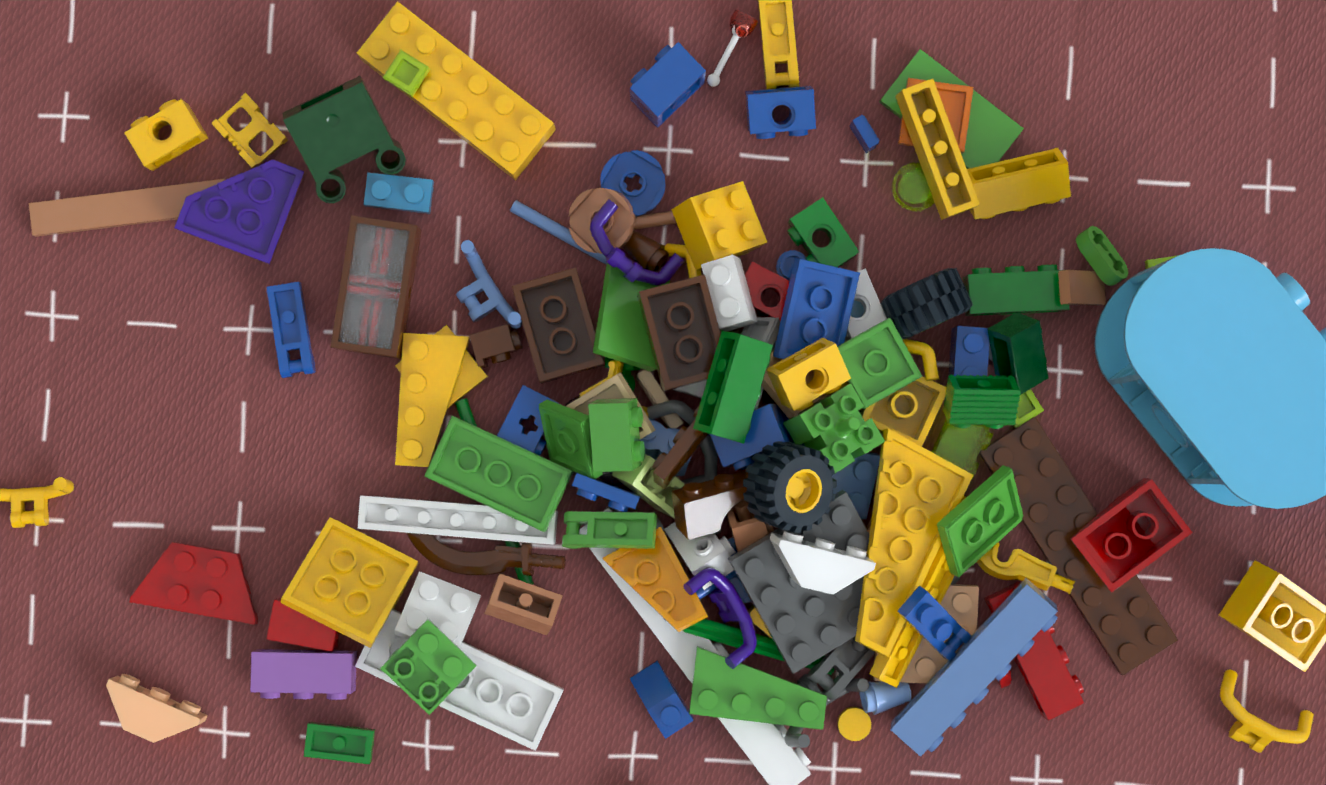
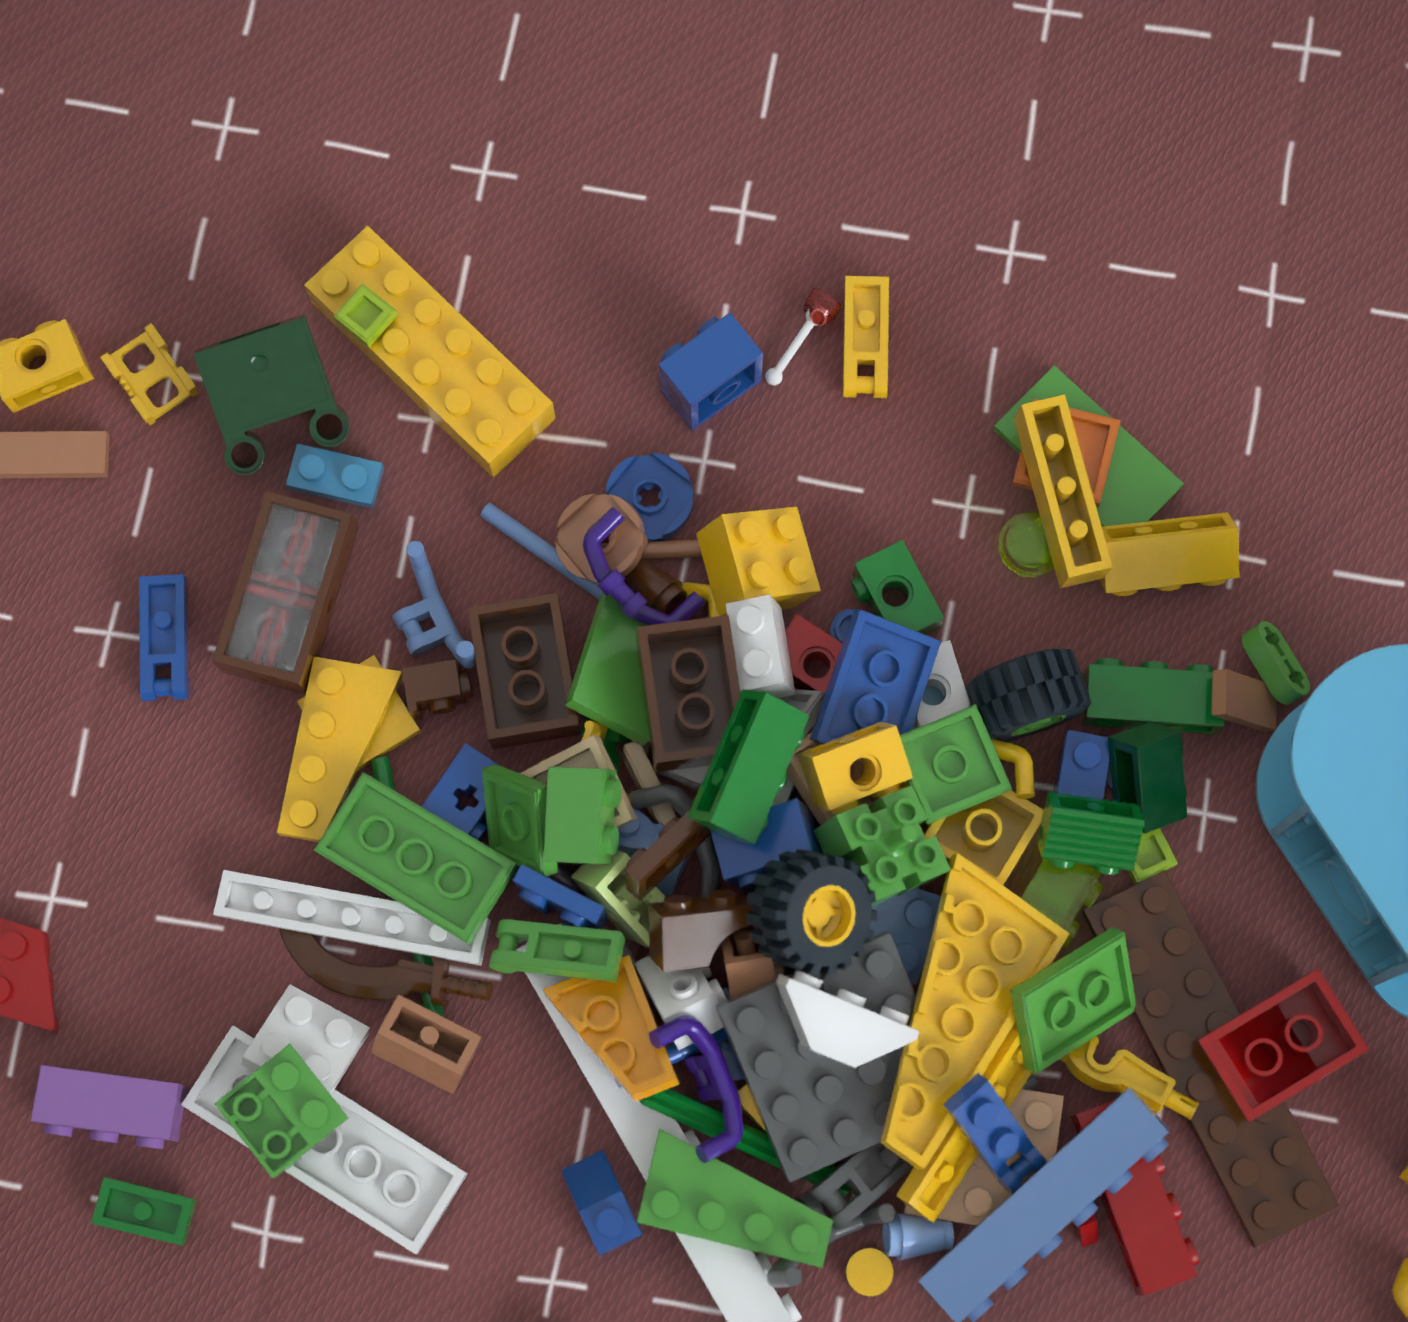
camera: 15 degrees right, 10 degrees down
(244, 210) = (125, 473): dark purple plate -> none
(298, 629) = (123, 1037): red brick -> none
(349, 582) = (190, 985): yellow plate -> none
(761, 105) = (883, 412): blue brick -> none
(864, 133) = (968, 466): blue tile -> none

